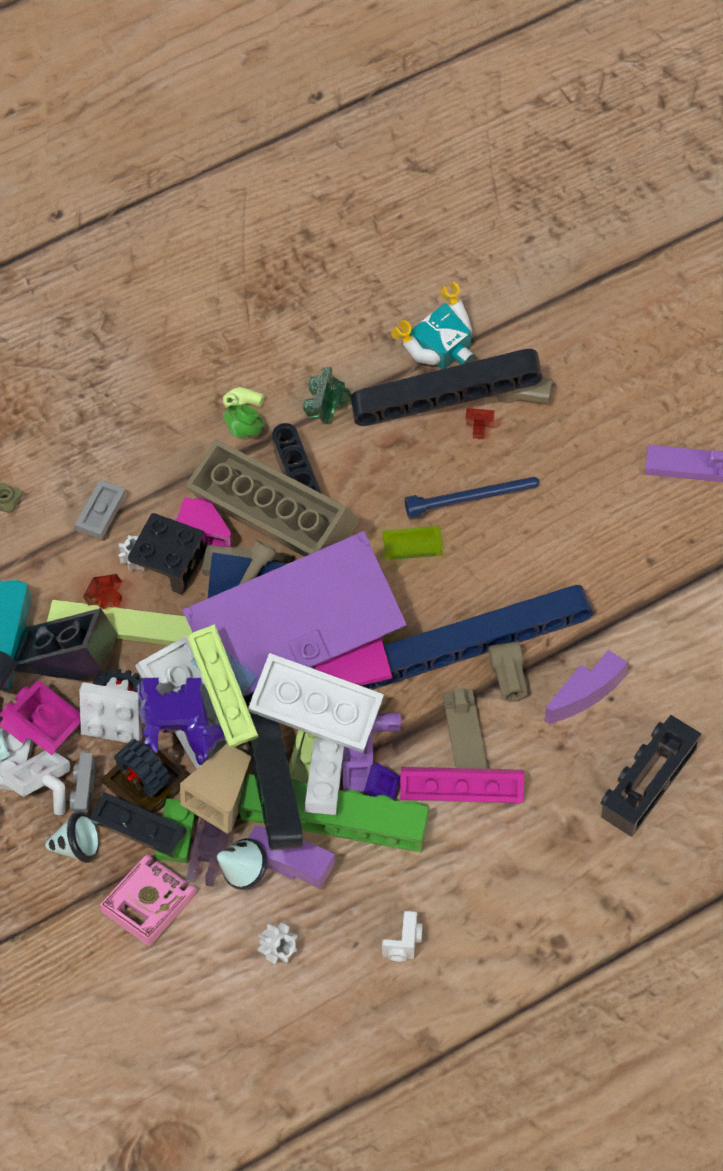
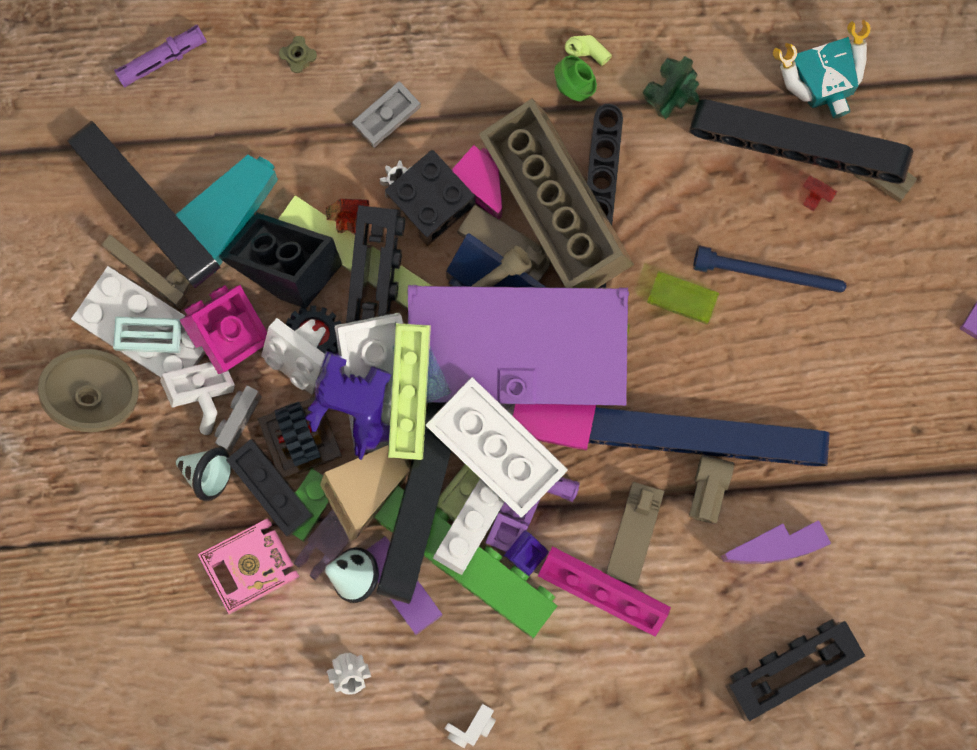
camera: 20 degrees right, 20 degrees up
(134, 577) = (389, 261): none -> black brick

